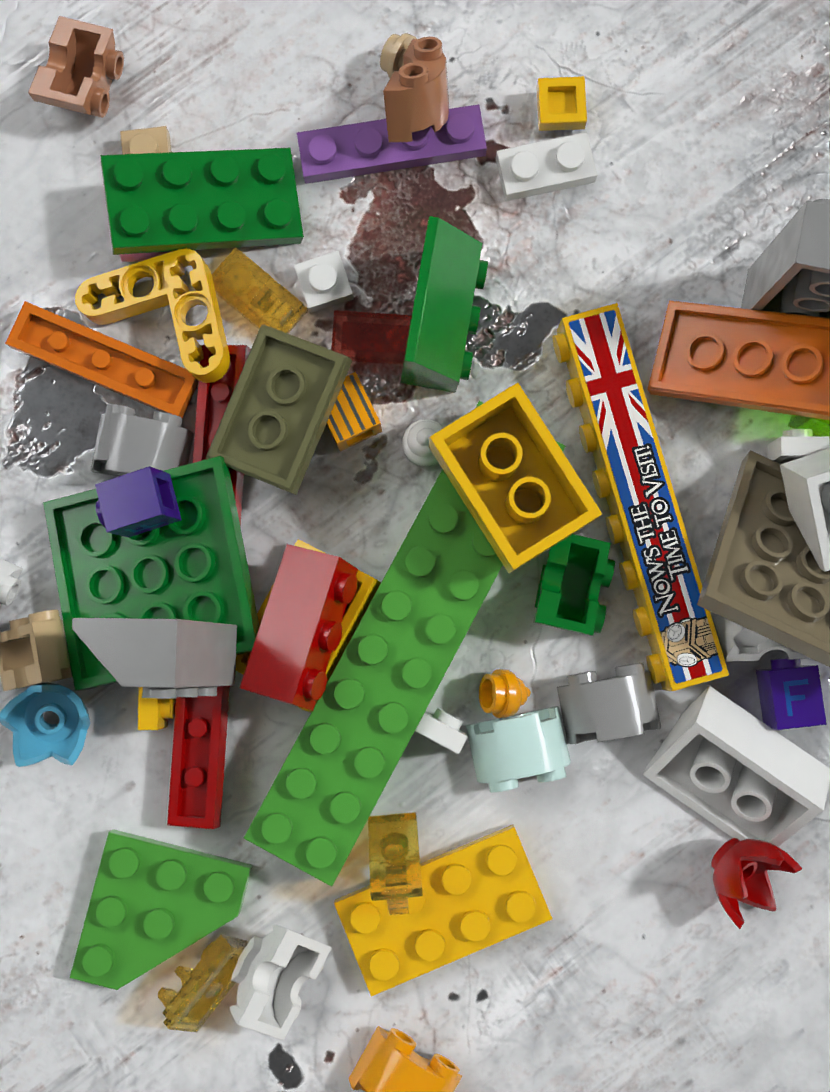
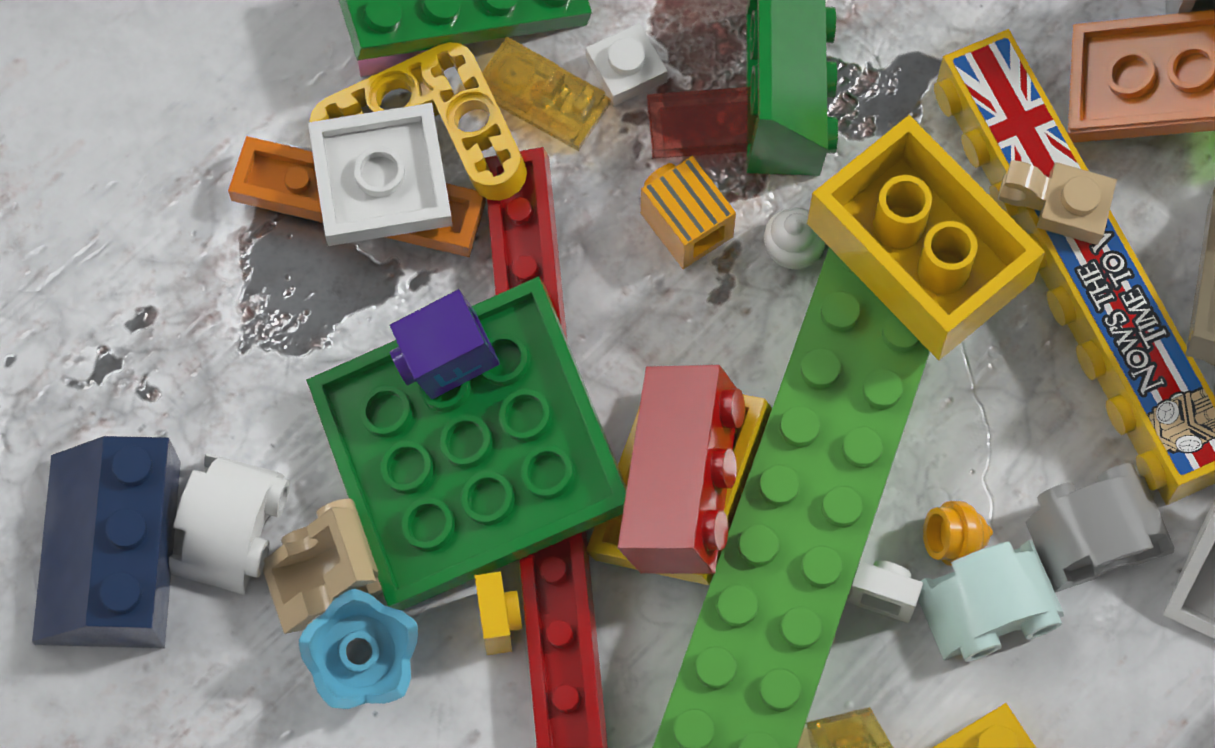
camera: 10 degrees left, 15 degrees down
(116, 351) = (379, 174): none -> white plate
(136, 442) = (408, 279): light grey cylinder -> none
(163, 654) = (526, 488): light grey slope -> none
(279, 408) = (604, 212): olive tile -> none
(572, 585) = (1021, 377): green cylinder -> none
(634, 454) = (1068, 200): none -> tan plate

